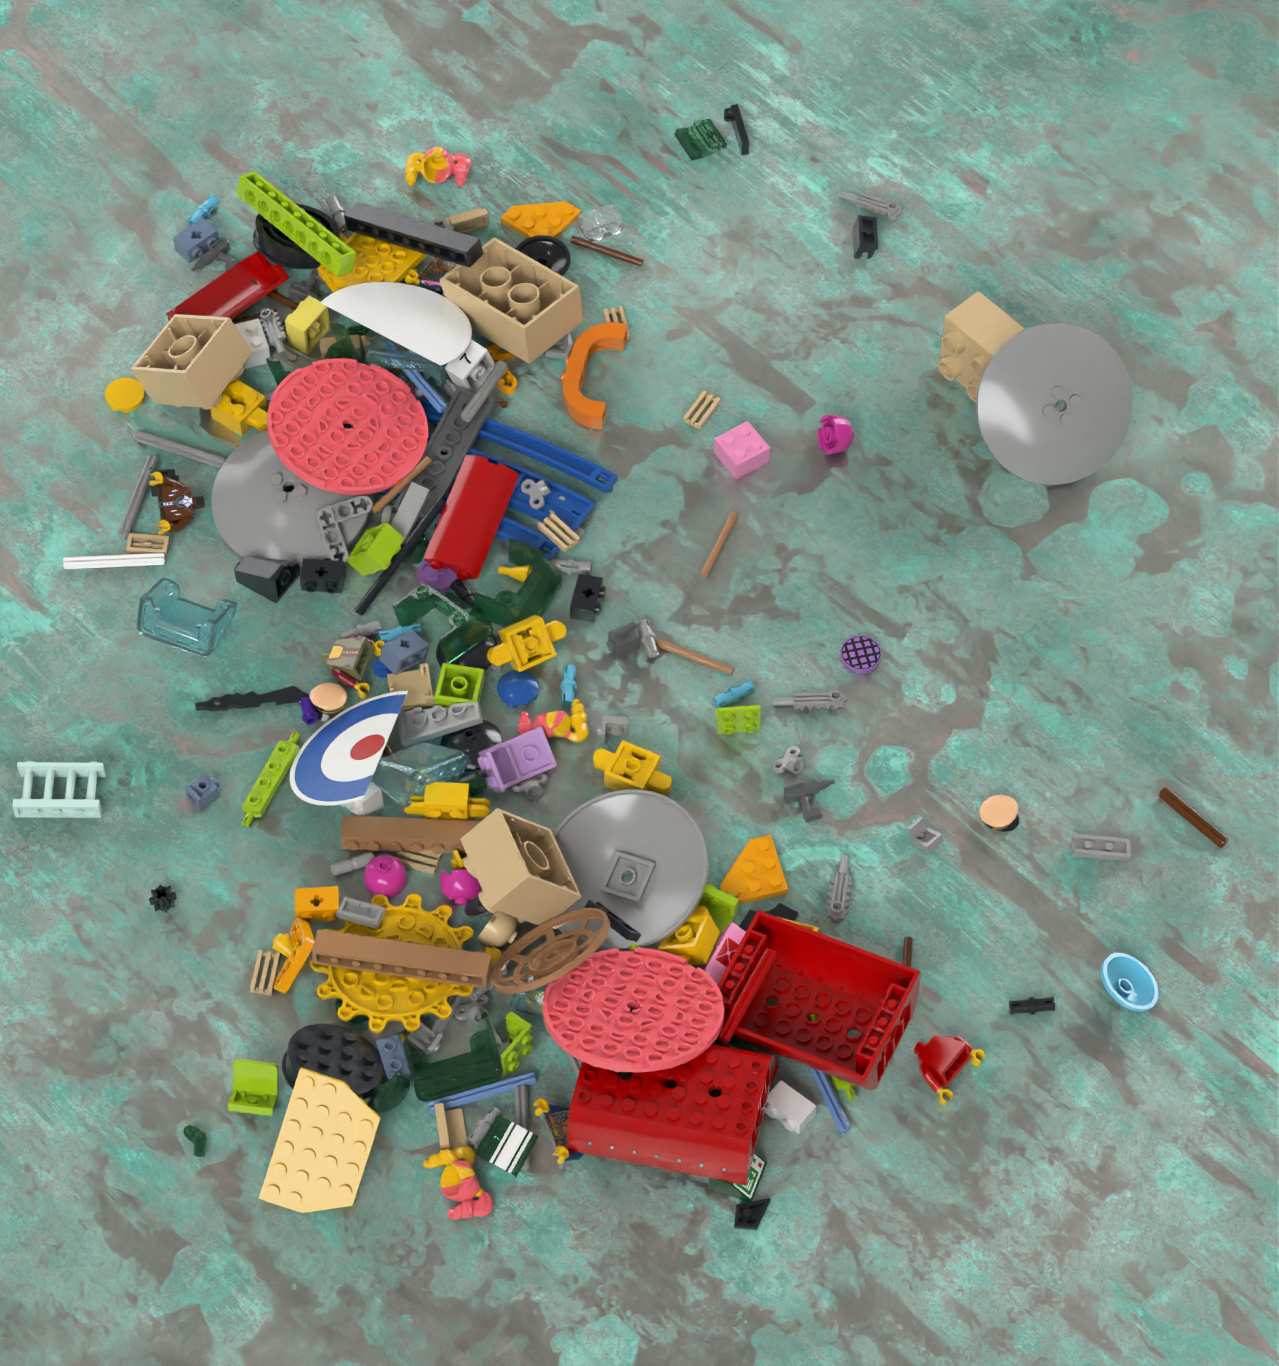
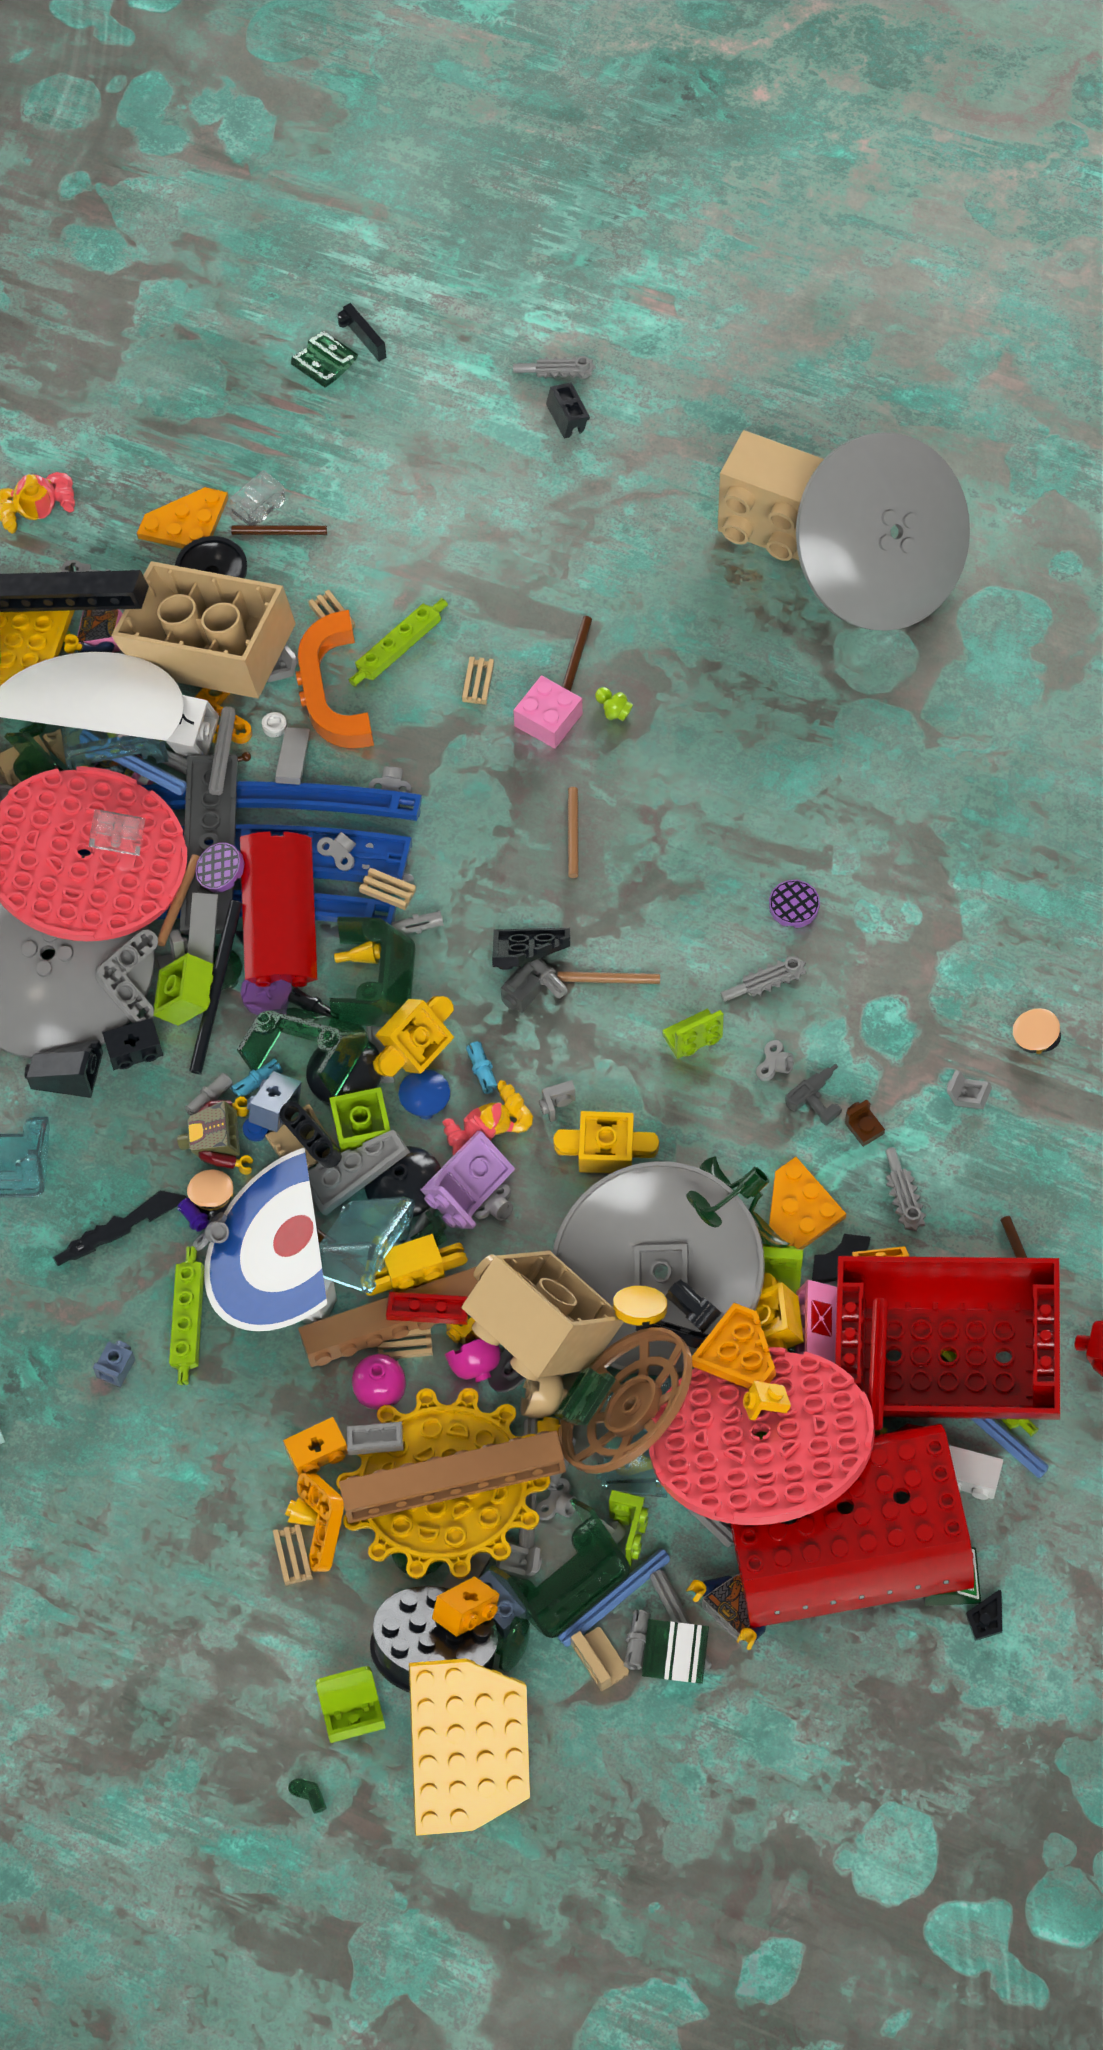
camera: 20 degrees left, 5 degrees up
(162, 898) = (134, 1517): black gear -> none
(316, 727) = (215, 1232): none -> light grey piece
(350, 864) = (330, 1383): light grey piece -> none
(365, 1049) = (465, 1606): none -> light orange brick
(376, 419) = (117, 832): none -> clear brick
(416, 691) = (302, 1126): none -> black beam
(438, 835) = (426, 1308): none -> red tile
(441, 471) = (219, 867): none -> tile
(461, 1183) = (643, 1717): hair -> none
(469, 220) = (101, 549): tan panel -> none
(524, 940) = (584, 1397): none -> clear green slope
(535, 388) = (274, 724): none -> white tile
(536, 414) = (292, 756): none -> light grey tile
(587, 597) = (455, 967): black brick -> none
(595, 890) = (640, 1305): none -> yellow tile
(601, 458) = (391, 780): none -> light grey piece
(636, 909) = (697, 1309): none -> black piece
(637, 608) = (523, 946): none -> black plate
(648, 946) = (736, 1349): none -> light orange plate
(649, 984) = (765, 1397): none -> yellow bracket
(655, 361) = (397, 641): none -> lime plate
(715, 835) = (748, 1186): none -> dark green plant
(733, 694) = (675, 1005): medium azure pin -> none
(785, 417) = (577, 653): none -> reddish brown bar
(794, 462) = (614, 706): none -> lime animal
(834, 829) = (863, 1123): none -> reddish brown bracket
(835, 434) = (644, 655): dark pink cylinder -> none

